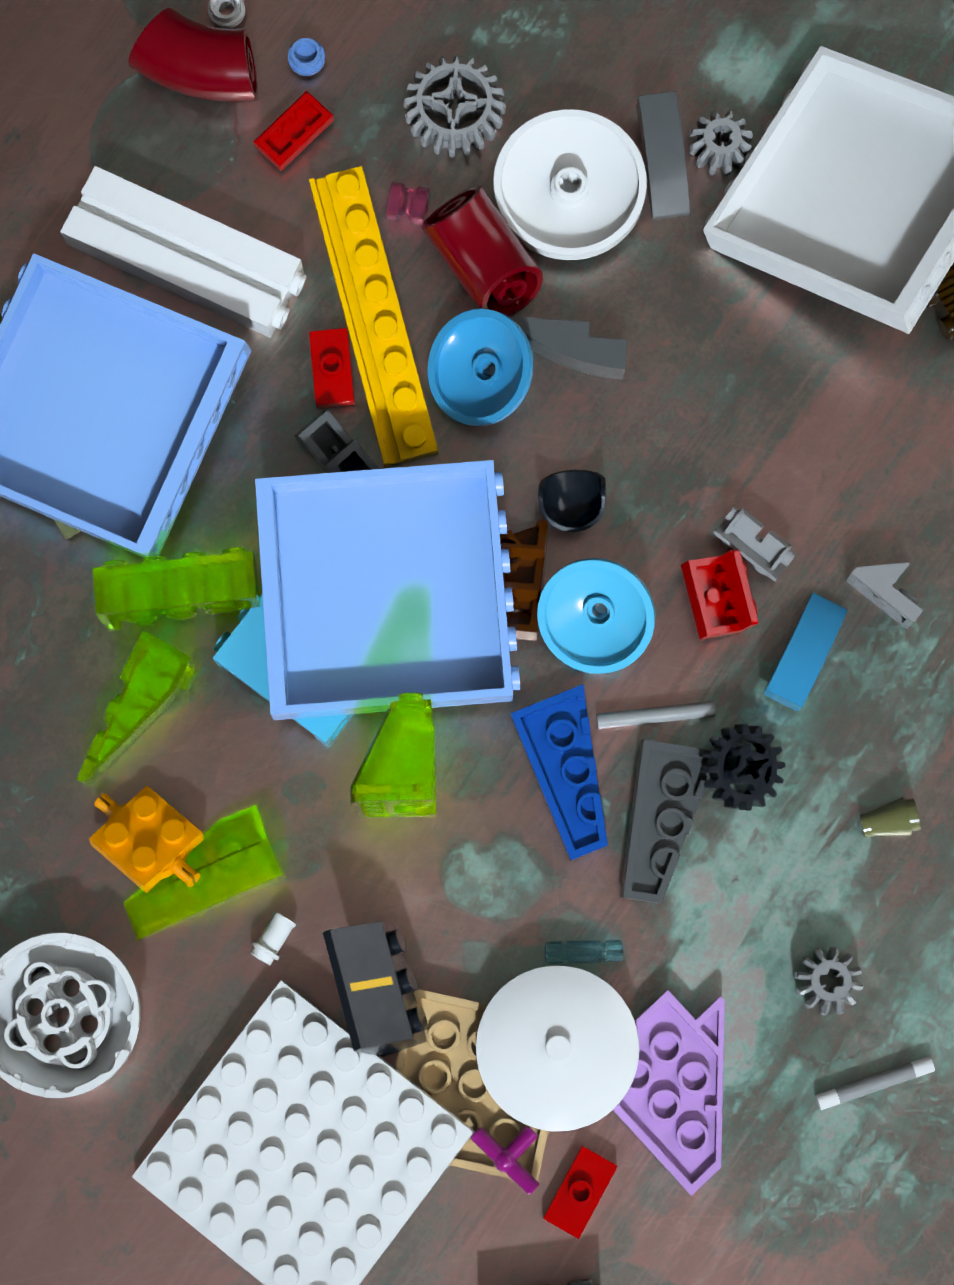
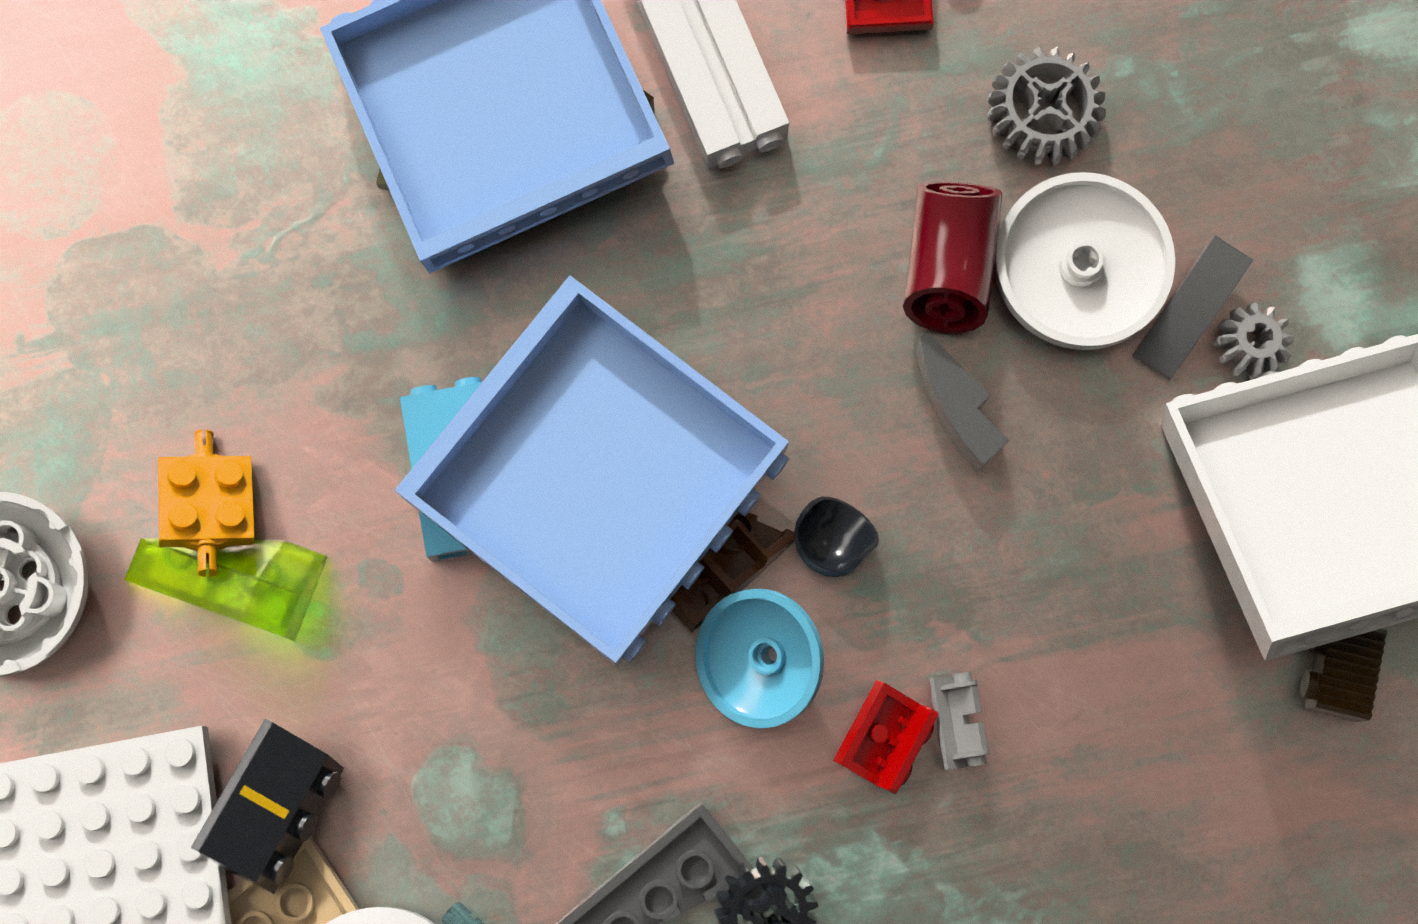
camera: 40 degrees right, 0 degrees up
(151, 685) = (330, 372): clear neon green wedge -> none
(175, 587) = (421, 307): clear neon green wedge -> none
(272, 938) = (232, 682): white pin -> none
(331, 368) = (733, 239): red plate -> none
(333, 446) = (671, 310): dark grey slope -> none
(373, 317) = (809, 228): yellow plate -> none
(399, 764) = (464, 633): clear neon green windscreen -> none
(416, 204) = (928, 154): clear pink wheel -> none
(462, 364) = (845, 337): dark azure dish -> none
(563, 761) = (616, 758): blue wing -> none
(655, 715) = (735, 791): light grey bar -> none
(805, 652) = (916, 857): dark azure slope -> none
(876, 584) = (1034, 857): light grey slope -> none

